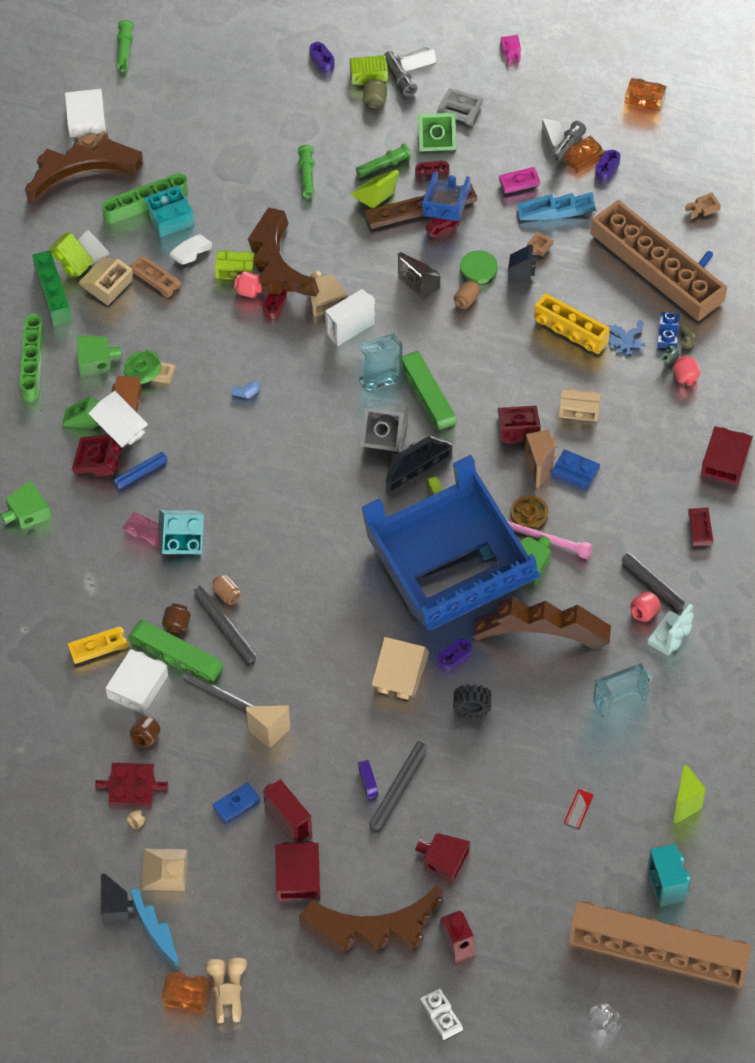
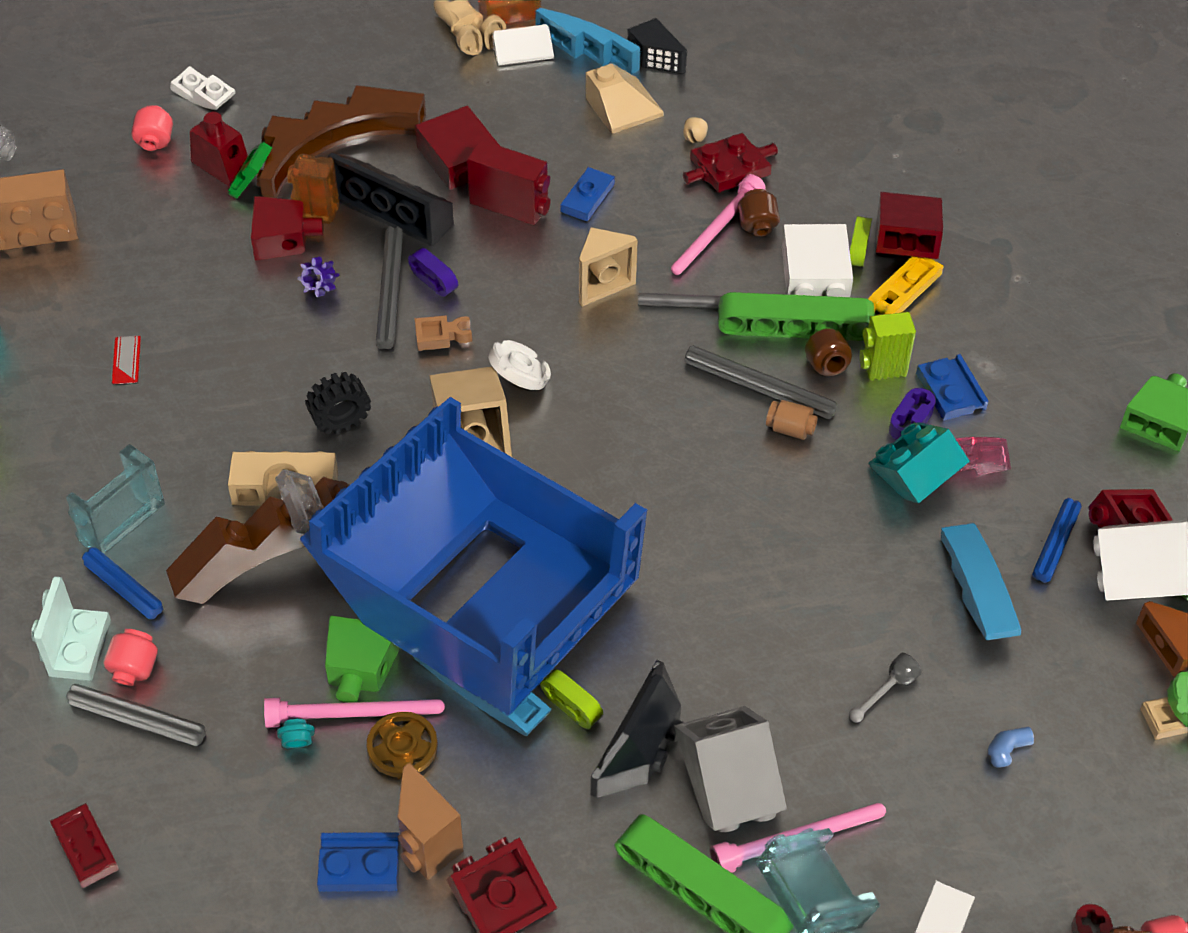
camera: 150 degrees right, 5 degrees down
(66, 674) = (909, 225): none -> dark red brick
(98, 686) = (860, 241): none -> lime beam
(122, 575) = (953, 387): none -> blue plate
(136, 755) = (748, 183): none -> bright pink piece
(145, 597) = (888, 345): none -> lime brick
(157, 568) = (906, 410): none -> dark purple beam
(198, 462) = (981, 582): none -> dark azure slope
(199, 950) = (522, 45): none -> white slope
(269, 440) = (902, 671): none -> hinge
(355, 684) = (519, 365): none -> white tile
(364, 842) = (391, 200): none -> black slope
(388, 736) = (437, 332): none -> medium nougat plate
(407, 398) = (731, 855): none -> bright pink piece
(411, 864) = (315, 186): none -> clear orange brick
(439, 803) = (326, 273): none -> dark purple gear
(440, 907) = (249, 169): none -> green tile
(492, 981) = (152, 128): none -> coral head
(528, 604) = (299, 497): none -> clear plate
(536, 685) = (254, 473): none -> tan arch
(579, 534) = (295, 733): none -> teal plate
(630, 648) = (122, 583): none -> blue axle

